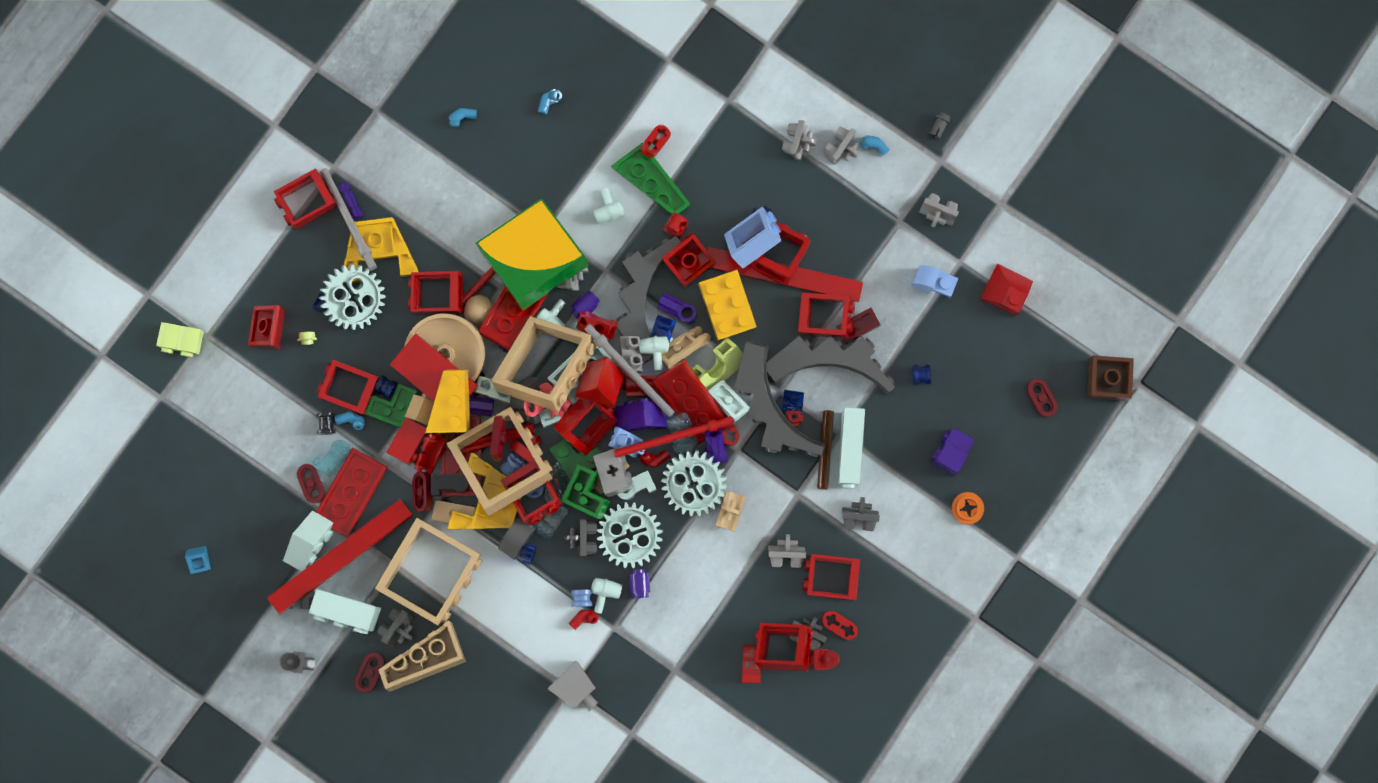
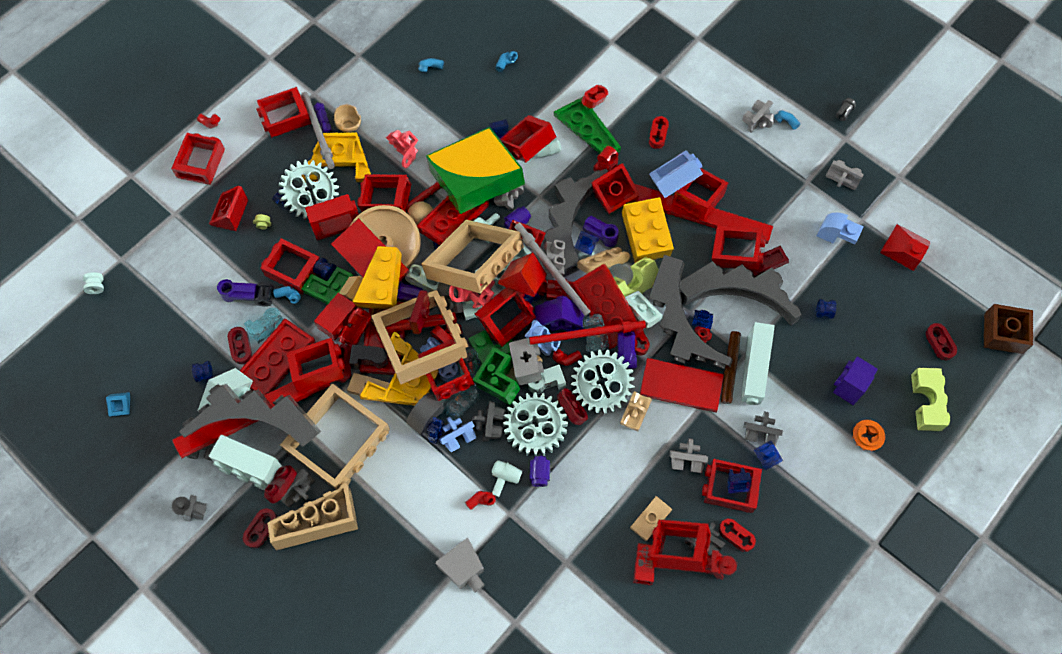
camera: 10 degrees right, 15 degrees down
(140, 431) = (93, 283): none -> light aqua wheel
(179, 338) = (148, 210): yellowish green brick -> none
(217, 288) = (197, 174): none -> red window
(226, 220) = (209, 122): none -> red arm
(278, 517) = (202, 371): none -> clear blue wheel
(299, 423) = (238, 291): none -> dark purple piece
(345, 557) = (227, 405): none -> dark grey arch
(379, 200) = (347, 118): none -> tan hair
(383, 628) = (280, 484): none -> dark red plate
(385, 328) = (331, 216): none -> red window
(388, 522) = (320, 376): none -> red window
(451, 229) = (404, 145): none -> coral piece
(552, 195) = (500, 127): none -> clear blue plate
(558, 549) = (449, 439): none -> light blue hips
(574, 201) = (530, 125): none -> red window
(581, 598) = (481, 478): medium blue wheel -> none
(655, 346) = (579, 254): light aqua piece -> none
(665, 513) = (572, 407): none -> dark red plate
(726, 177) = (655, 131): none -> red beam
(754, 616) = (649, 518): none -> tan plate
(775, 475) = (681, 385): none -> red tile
(801, 142) = (723, 108): light grey hips -> none
(836, 577) = (738, 482): none -> clear blue tile
(866, 541) = (768, 455): none -> clear blue slope
(1030, 446) = (931, 383): none -> yellowish green arch

